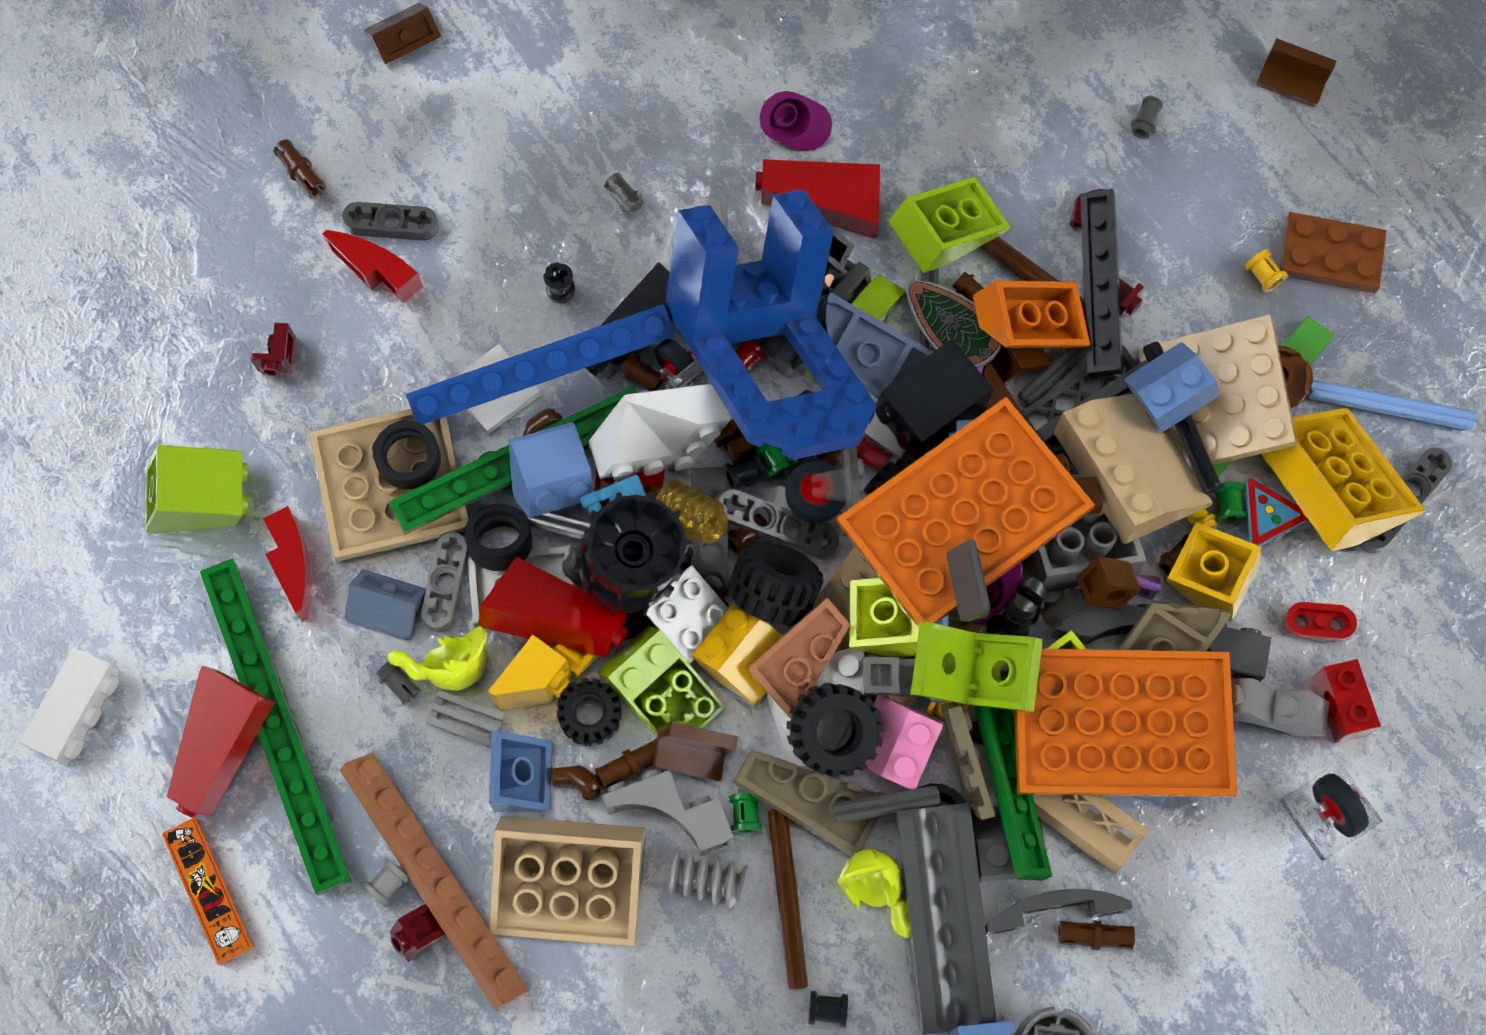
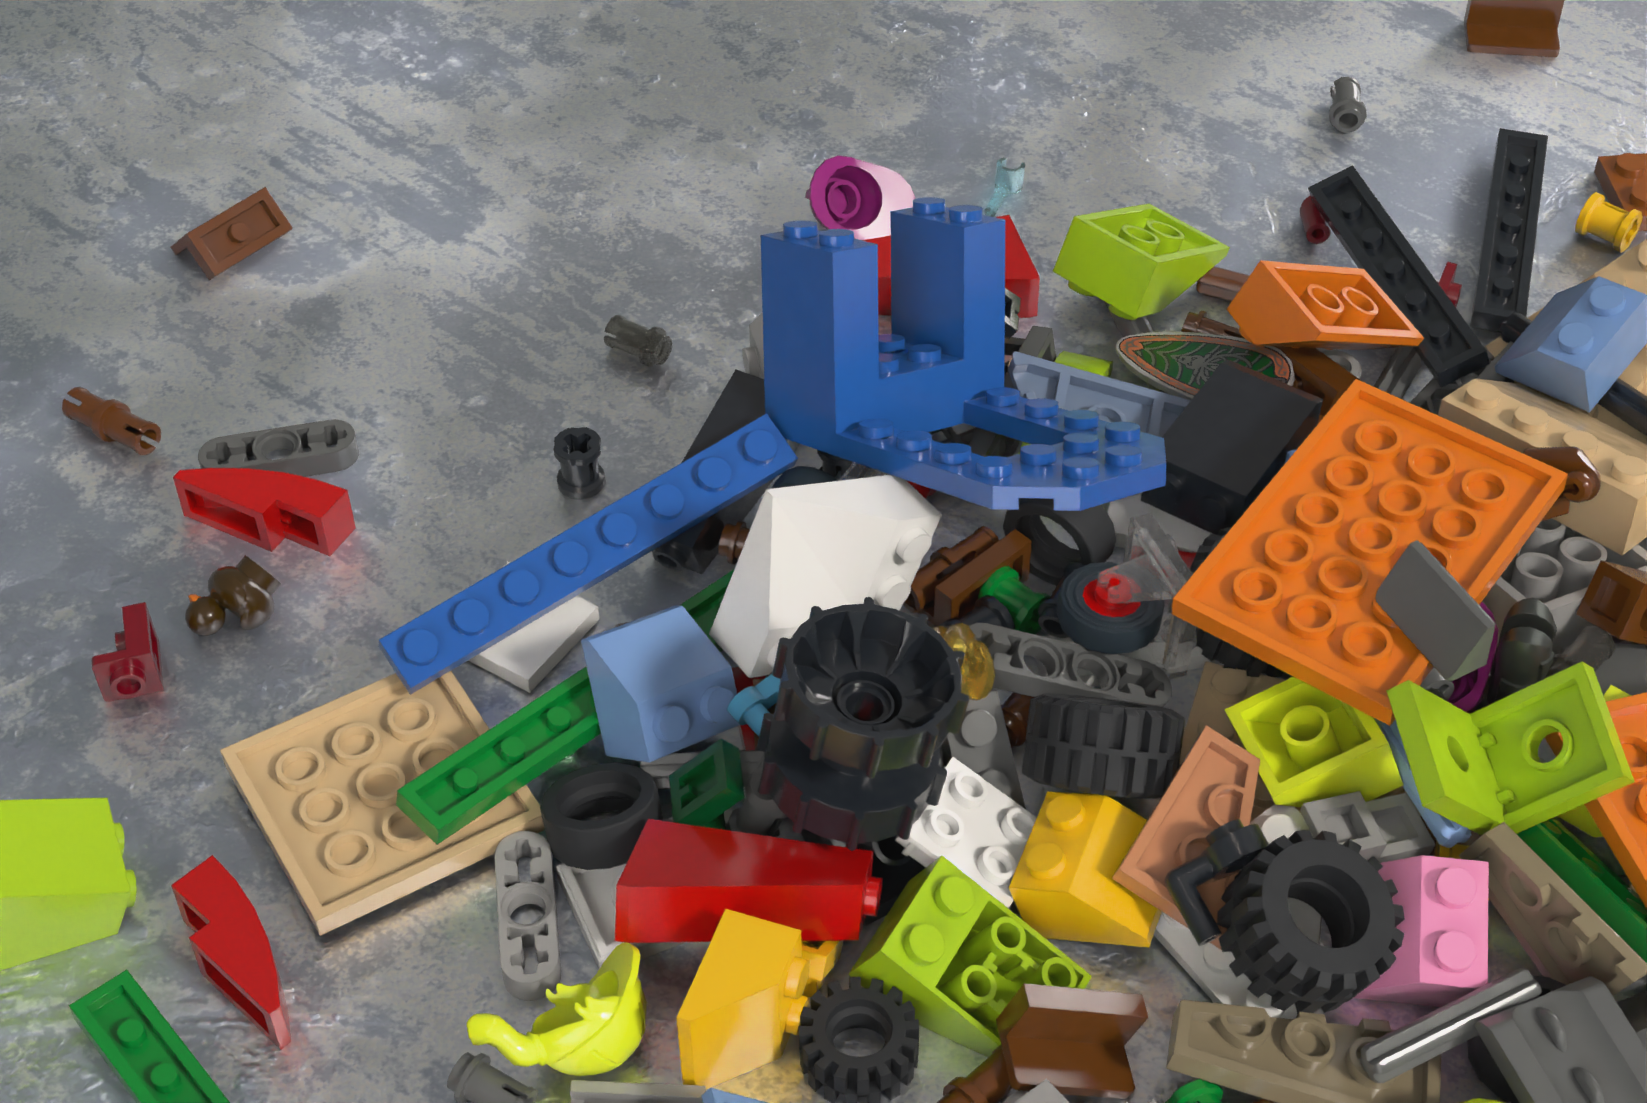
camera: 15 degrees left, 25 degrees down
(341, 322) = (241, 590): none -> dark brown animal
(383, 603) = (425, 976): sand blue panel -> none
(398, 431) = (394, 696): black tyre -> none
(553, 547) = (707, 786): none -> dark green bracket
(807, 678) = (1229, 852): none -> black plate
(897, 123) = (1006, 182): none -> clear light blue hand
(1107, 491) = (1583, 477): none -> reddish brown arm
(1200, 257) = (1509, 229): none -> black plate

